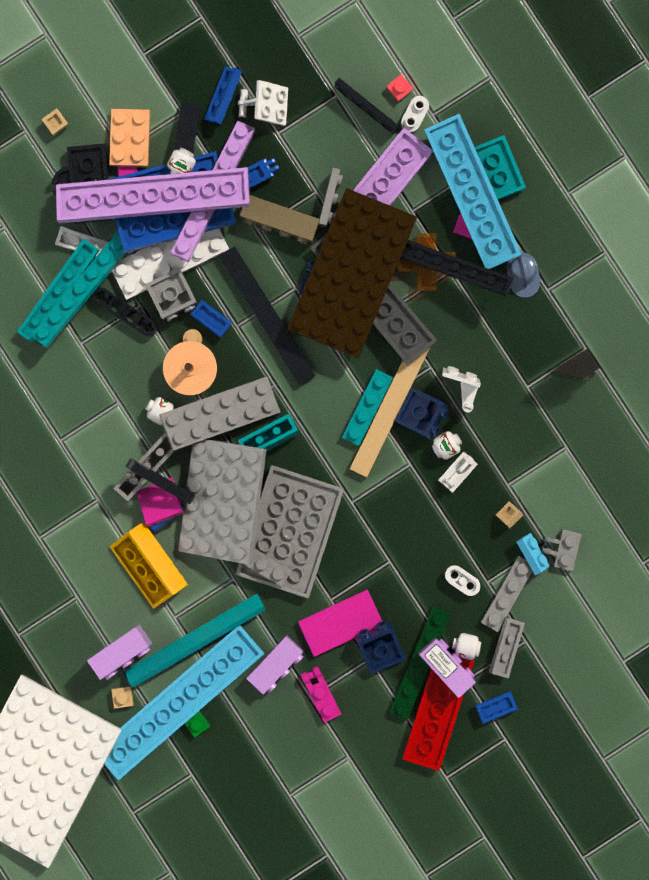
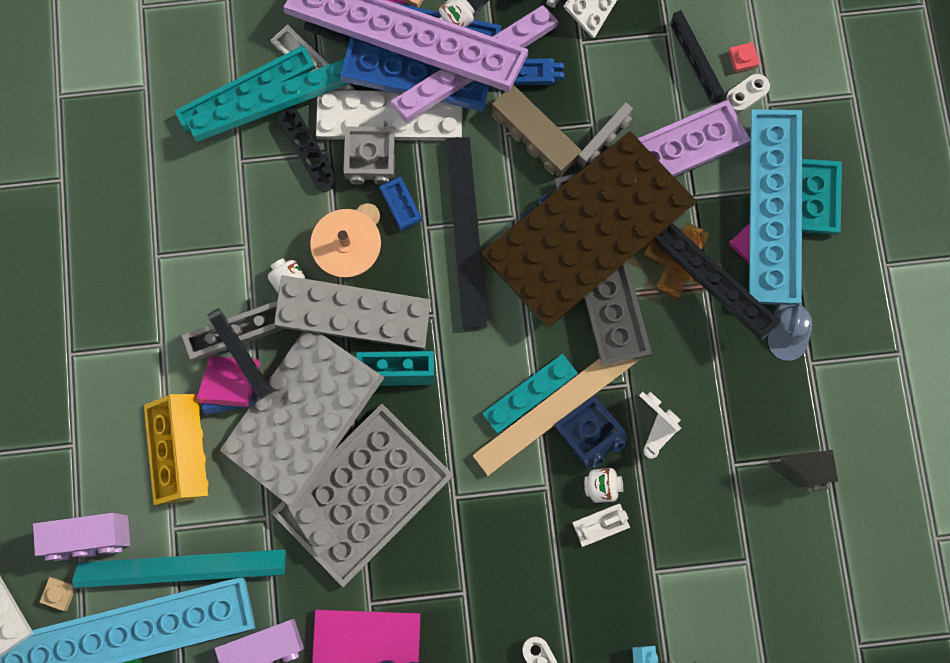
camera: 30 degrees right, 10 degrees down
(509, 514) = (639, 609): tan plate -> none

